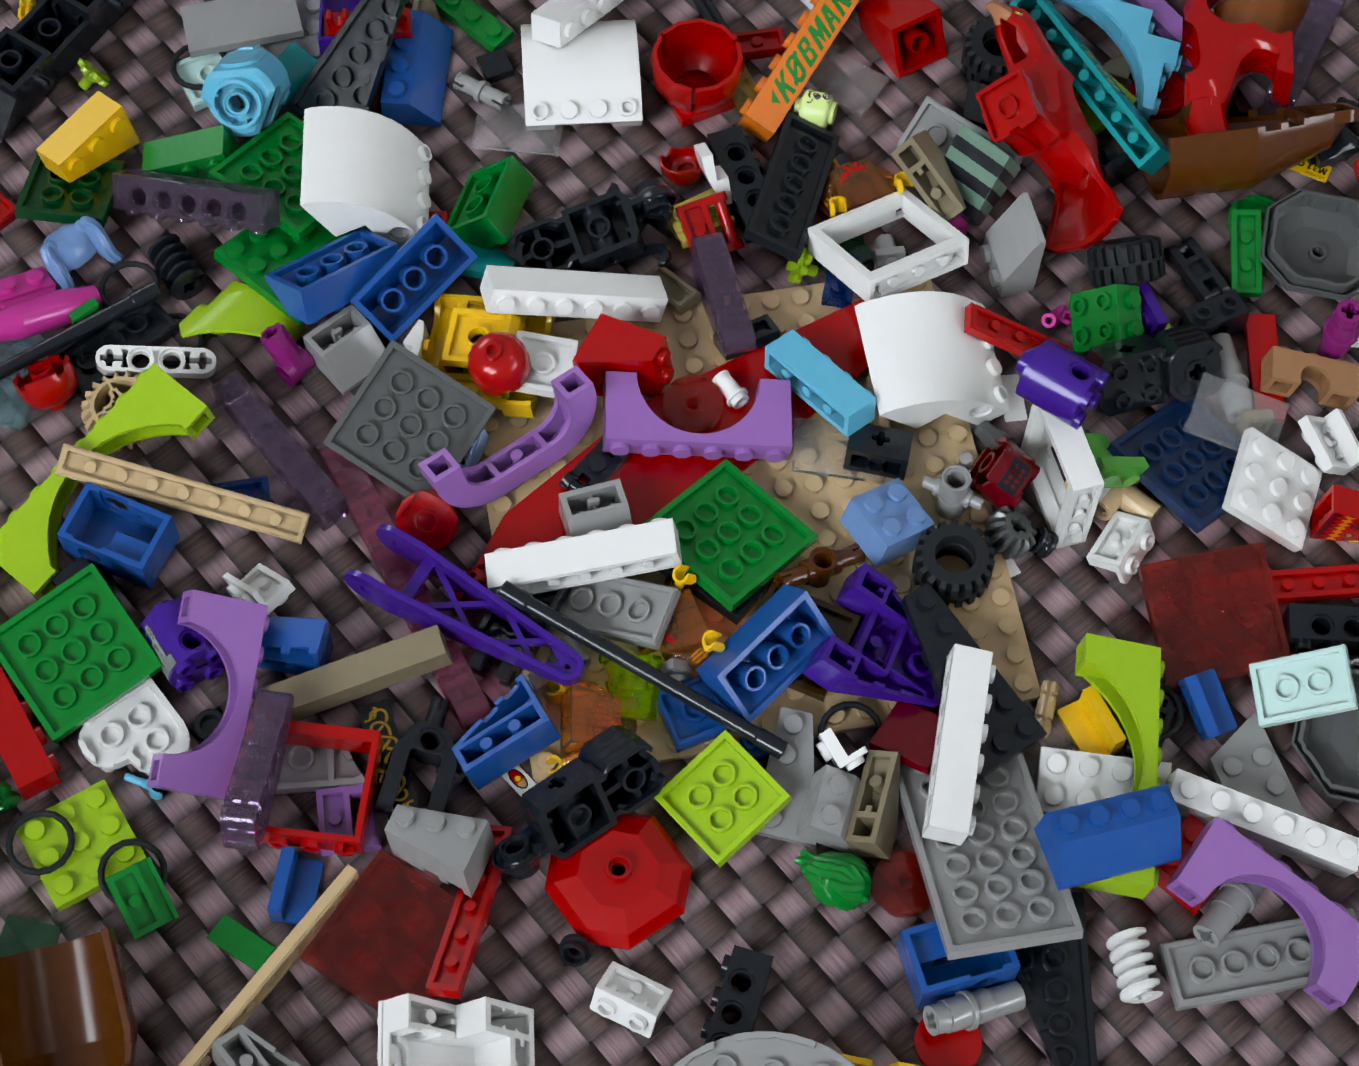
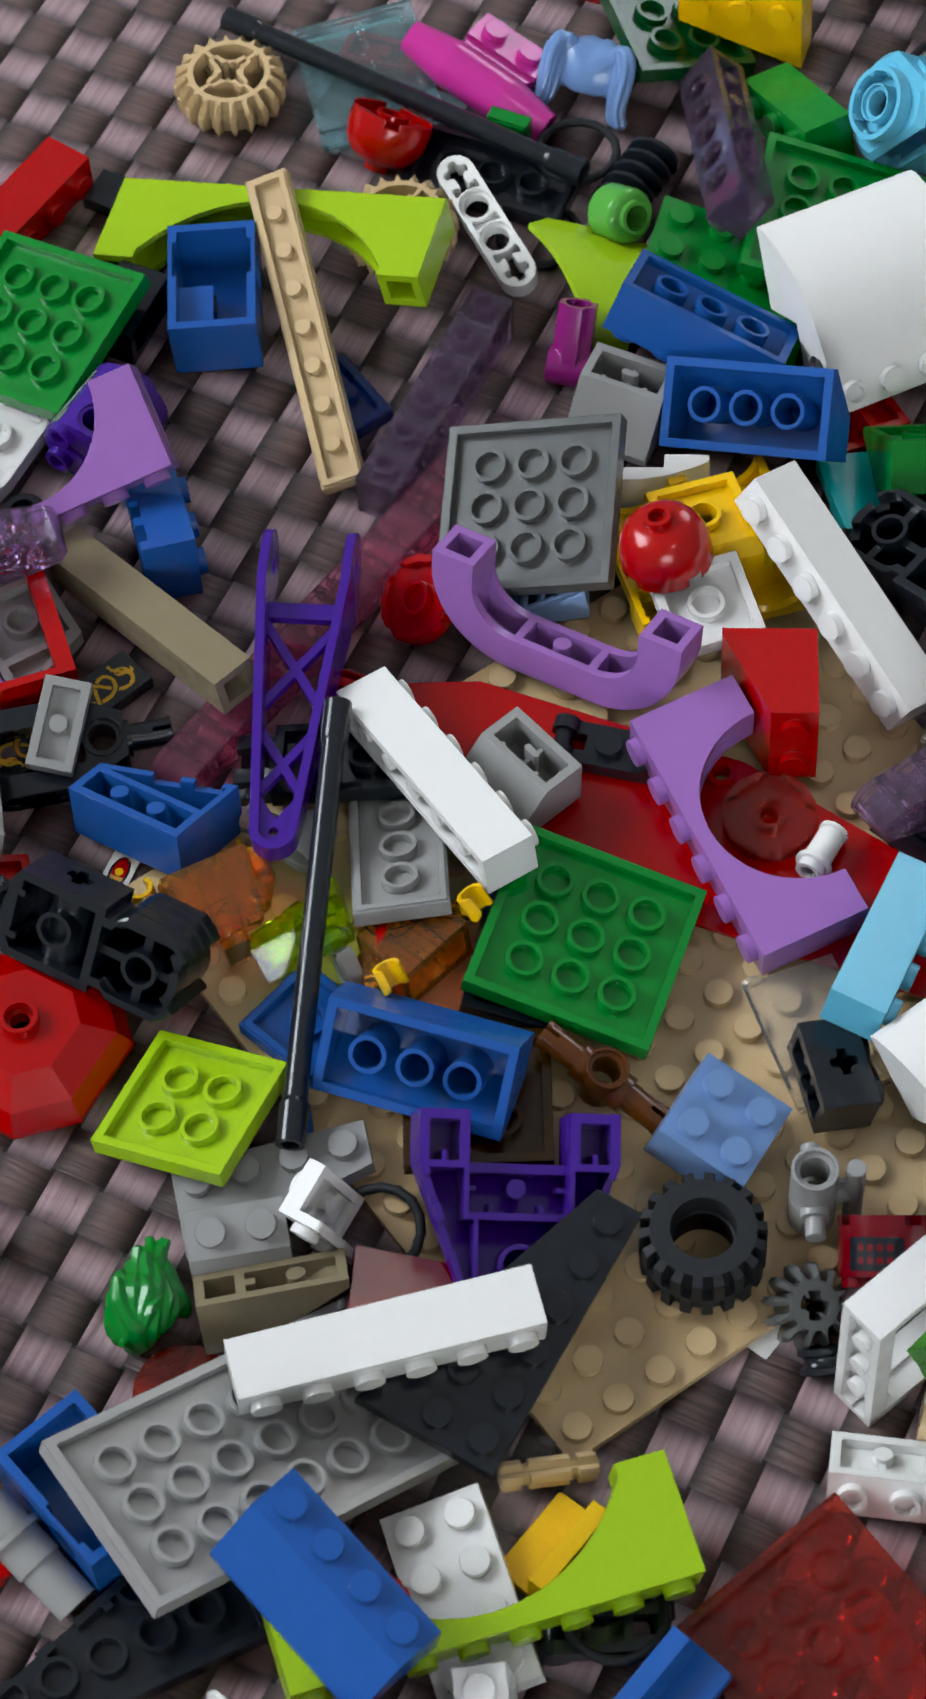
camera: 70 degrees right, 5 degrees down
(208, 281) = (619, 213): none -> bright green head
(260, 586) = (221, 472): white bracket -> none
(416, 758) = (59, 725): none -> light grey plate

